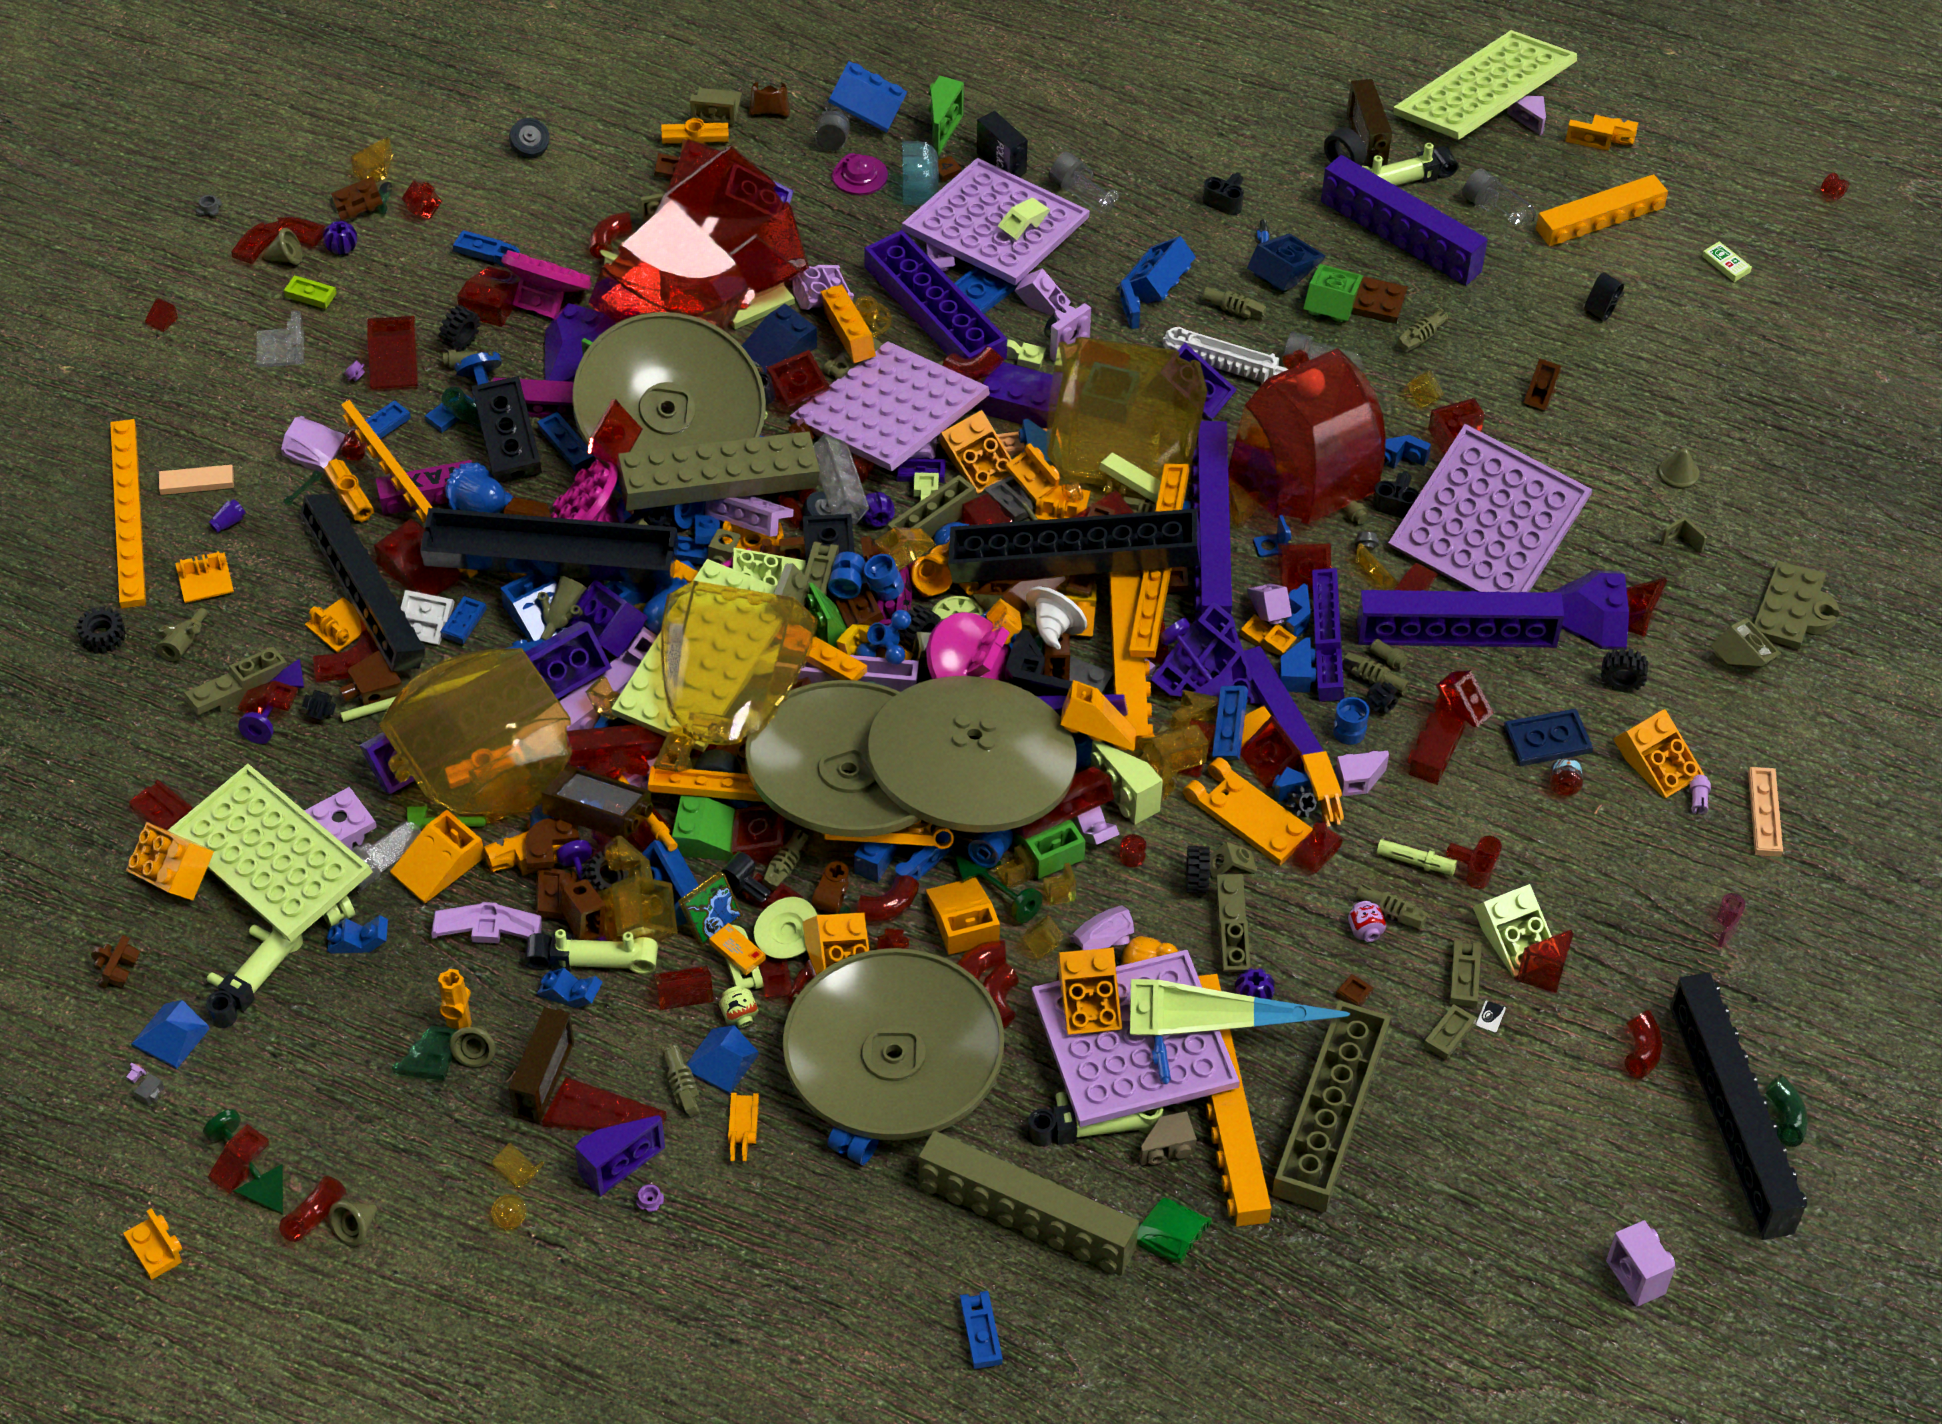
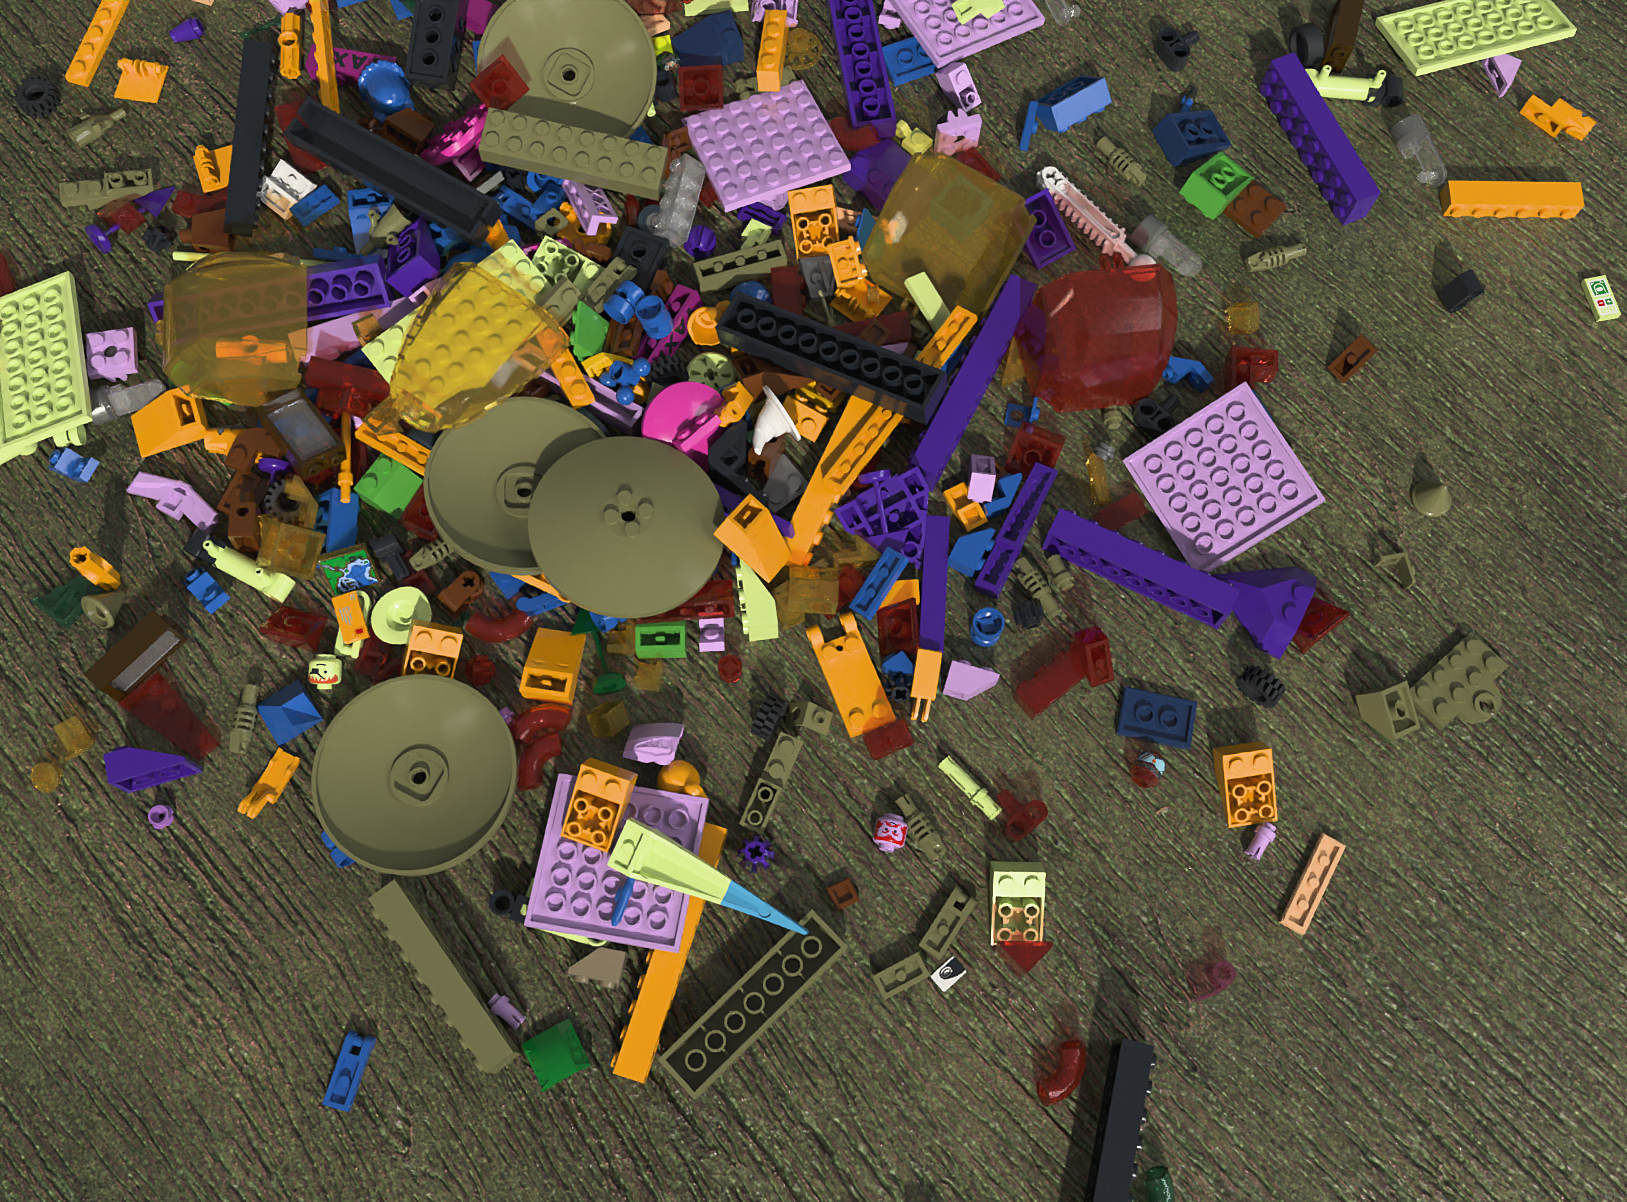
camera: 25 degrees right, 20 degrees up
(904, 544) = (686, 294): clear yellow slope -> none

